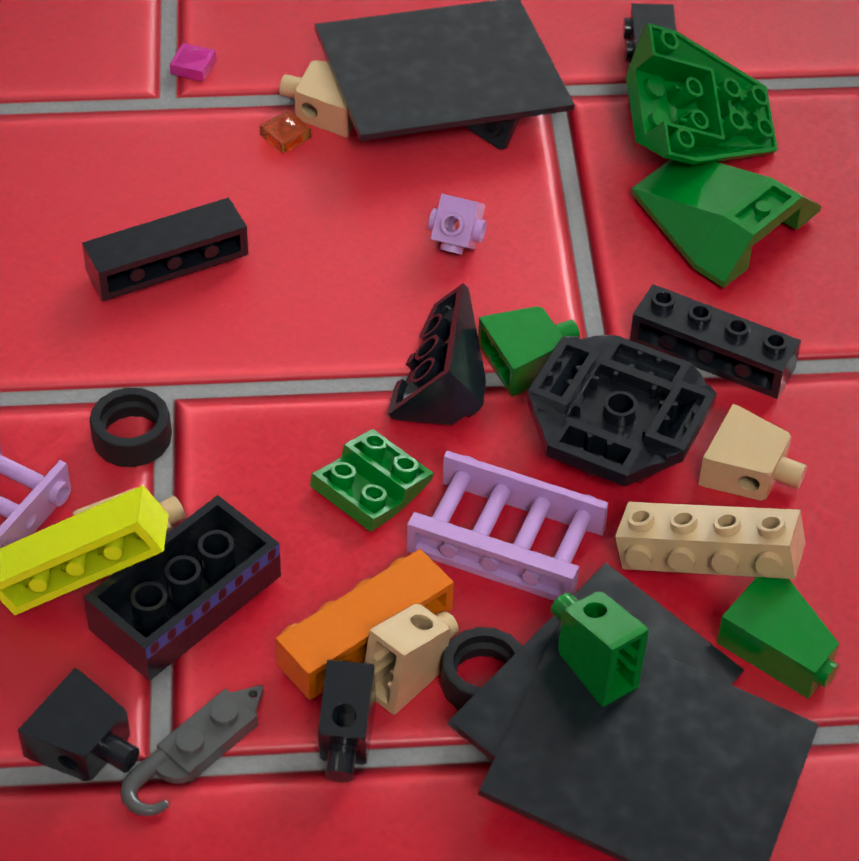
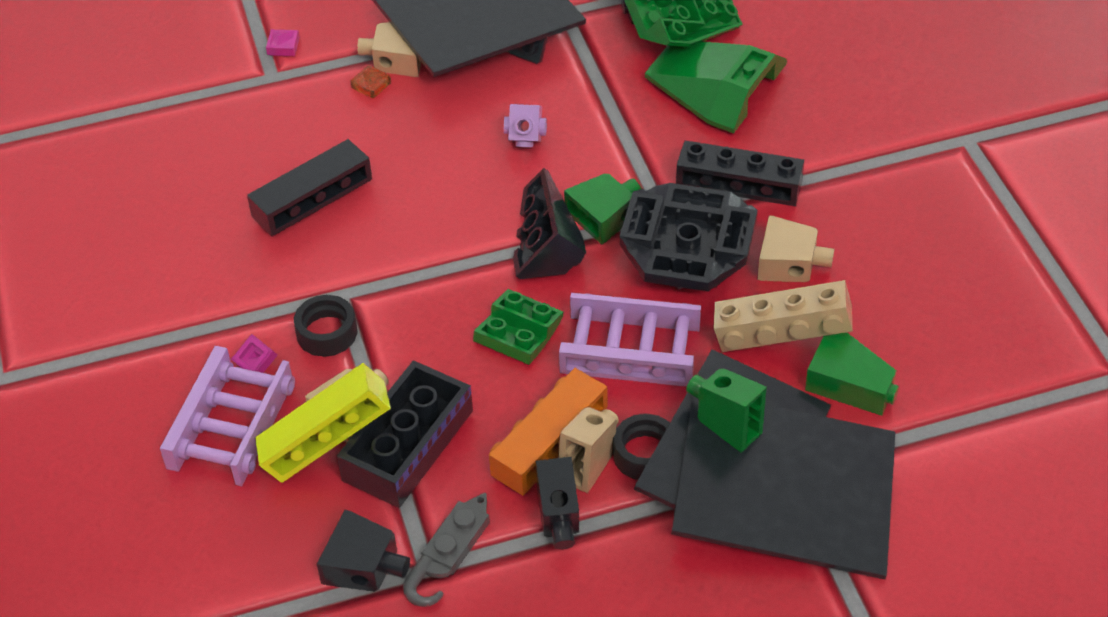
camera: 10 degrees left, 0 degrees up
(31, 446) = (254, 355): none -> dark pink tile

